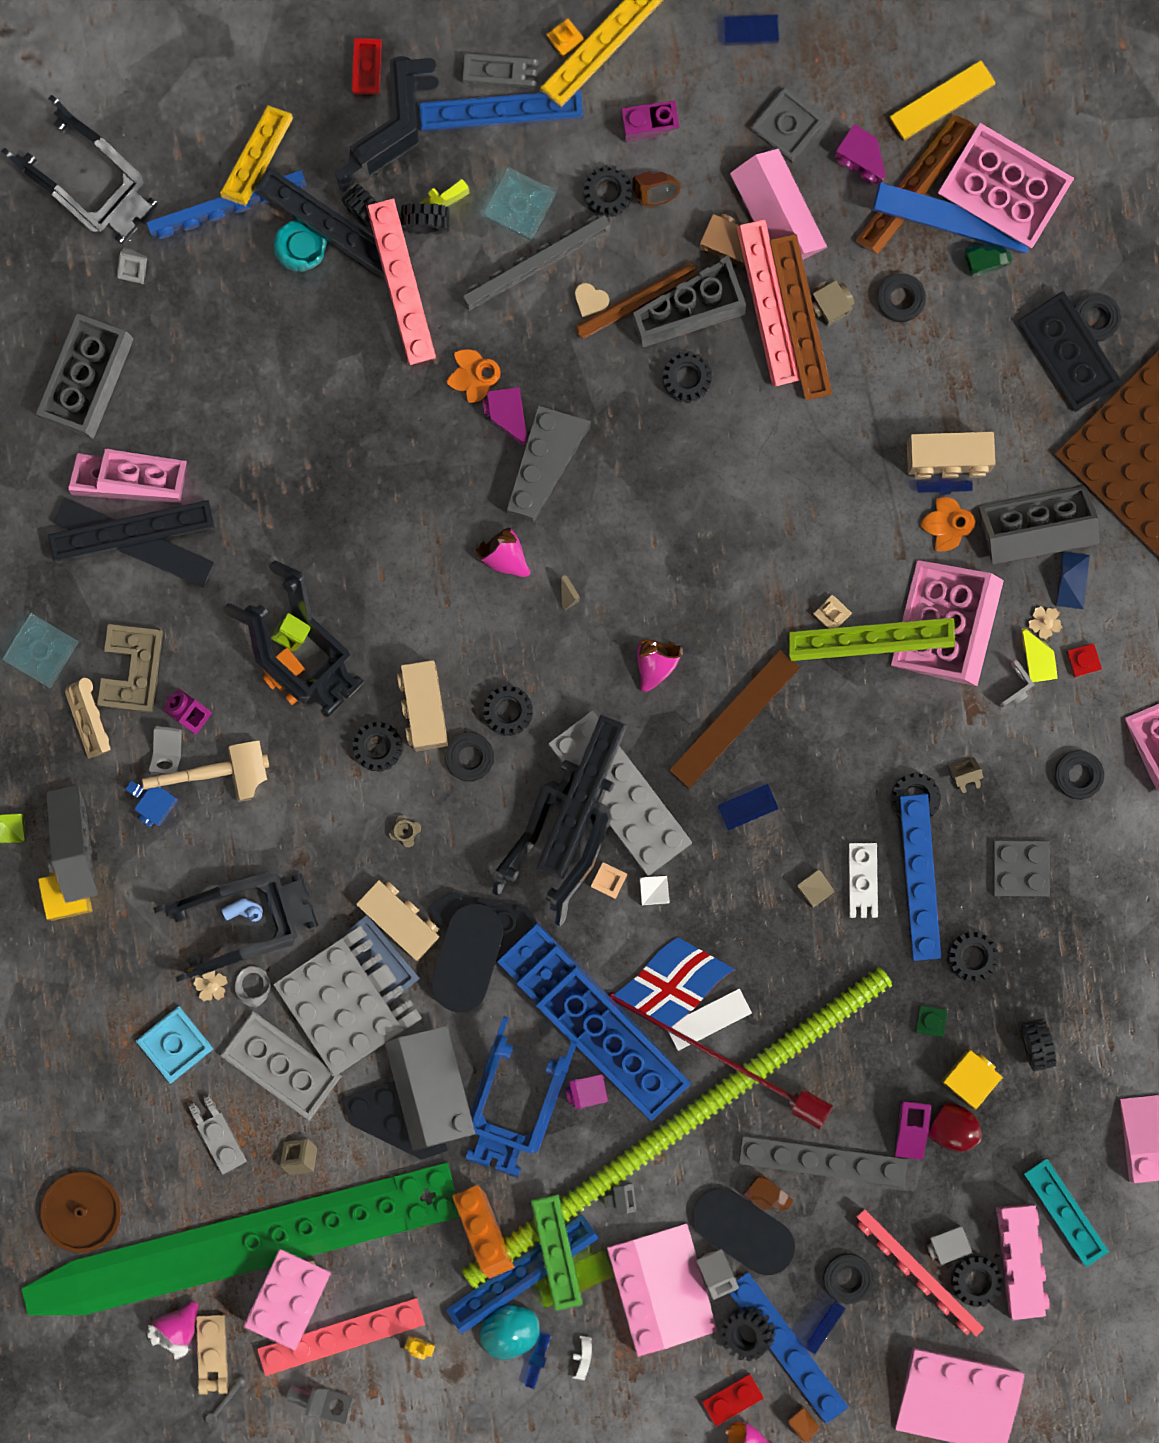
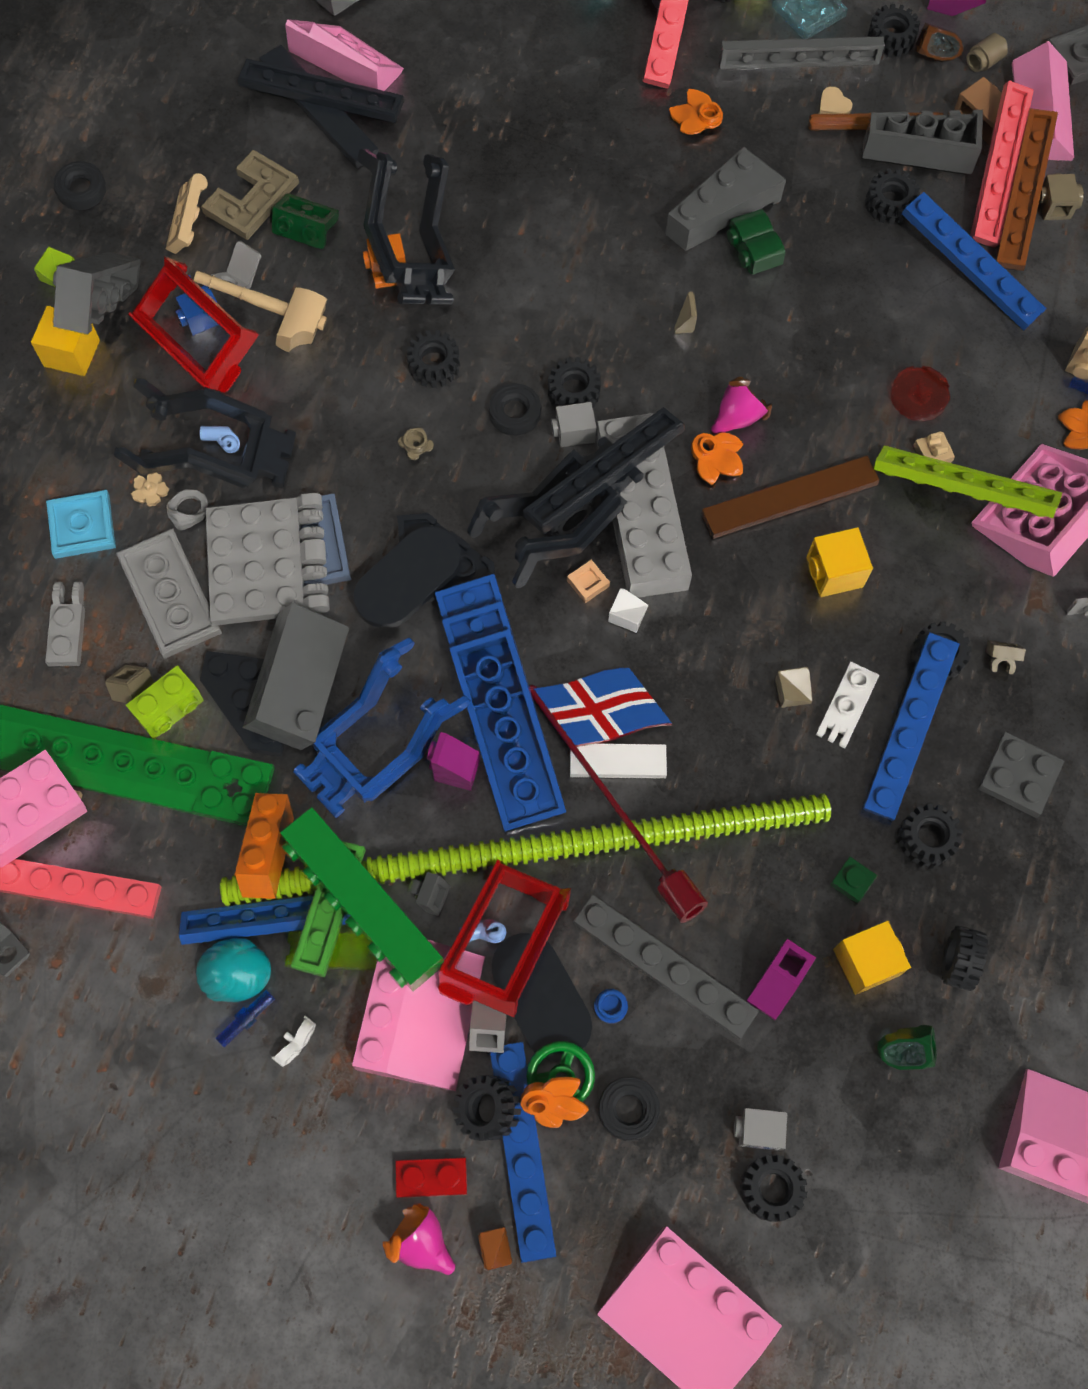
camera: 25 degrees right, 15 degrees down
(40, 650) = (181, 145): clear light blue plate -> none
(158, 852) = (225, 366): none -> red piece
(186, 710) = (276, 244): magenta brick -> none
(191, 668) = (303, 220): none -> dark green bracket
(291, 632) = (412, 229): lime slope -> none
(338, 1158) = (165, 702): none -> lime brick
(399, 919) = (362, 514): tan brick -> none
(419, 1348) = (129, 936): yellow plate -> none
(423, 706) = (496, 336): tan brick -> none
(504, 554) = (645, 255): dark pink hat -> none
(507, 412) = (710, 147): magenta slope -> none
(527, 748) = (574, 424): none -> light grey brick
(581, 1238) = (362, 900): none -> green brick
(591, 488) = (756, 242): none -> dark green brick
(661, 715) = (721, 457): none -> orange plate
(677, 1204) = (489, 930): none -> light blue arm
(690, 1261) = (467, 988): none -> red piece
(703, 174) = (987, 52): none -> dark tan brick
(748, 807) = (763, 581): clear blue tile -> none
(767, 1195) = (587, 968): reddish brown rock -> none
(786, 412) = (973, 261): none -> blue plate
(792, 1305) = (553, 1101): none -> orange plate
(794, 1289) = (569, 1051): none -> green piece
(797, 563) = (920, 393): none -> clear red tile
(799, 1212) = (610, 1006): none -> blue plate
(801, 765) = (839, 562): none -> yellow head
(824, 1327) = (576, 1148): clear blue tile -> none
(926, 1281) = (716, 1157): coral plate -> none
(956, 1129) = (829, 1002): dark red piece -> none
(1021, 1261) = (838, 1190): bright pink wedge -> none
(1029, 1131) = (909, 1048): none -> dark green rock
(1066, 1212) = (912, 1164): teal plate -> none

